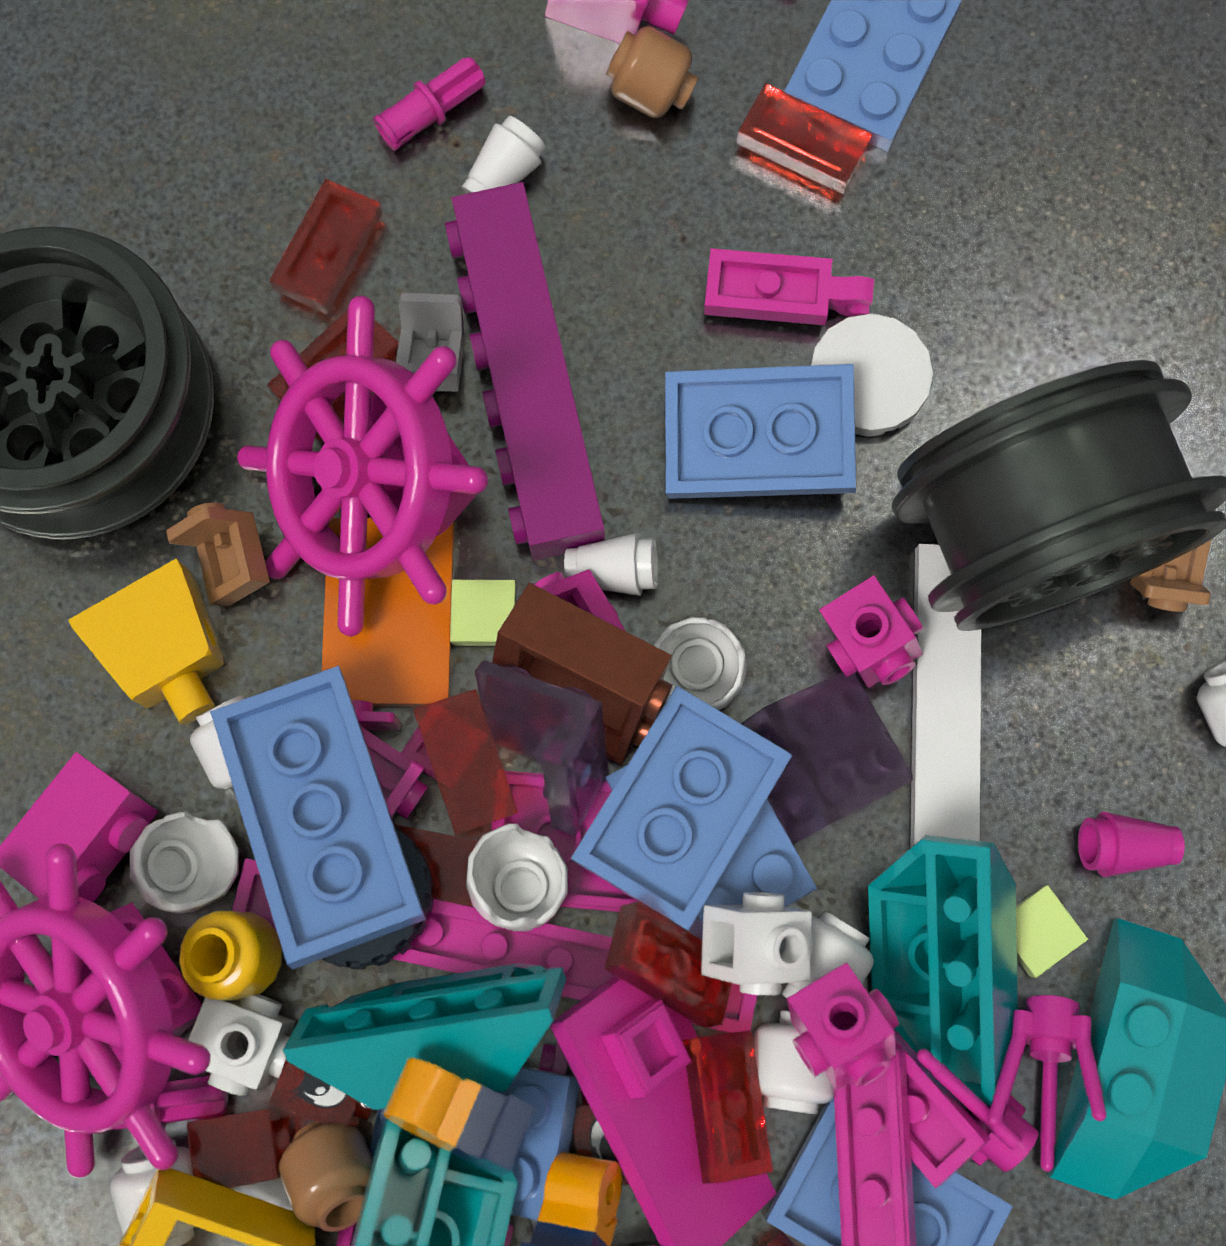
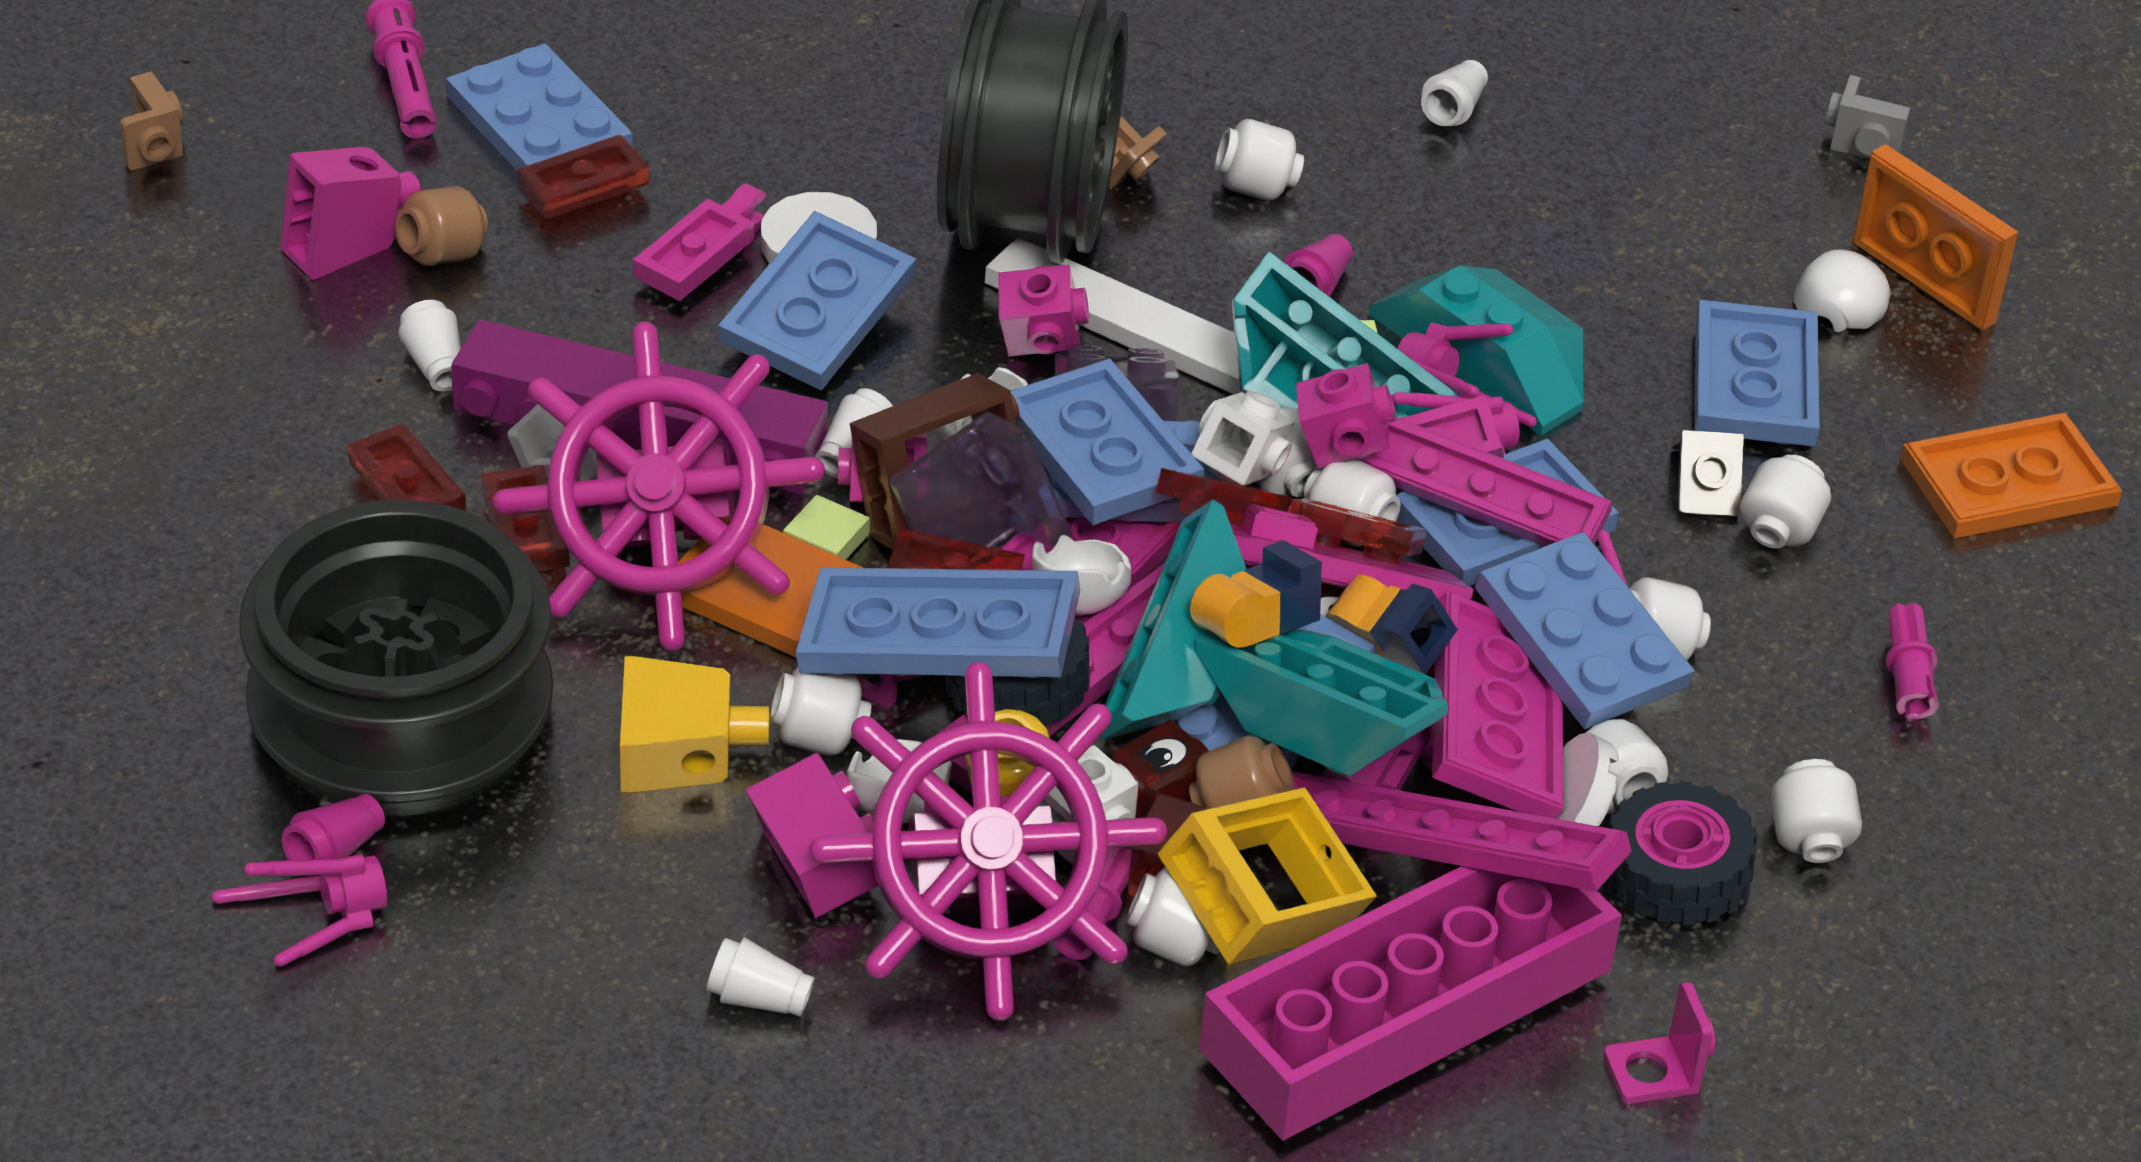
camera: 65 degrees left, 35 degrees down
(226, 550) = (629, 633): medium nougat bracket -> none
(429, 102) = (332, 369): dark pink axle -> none

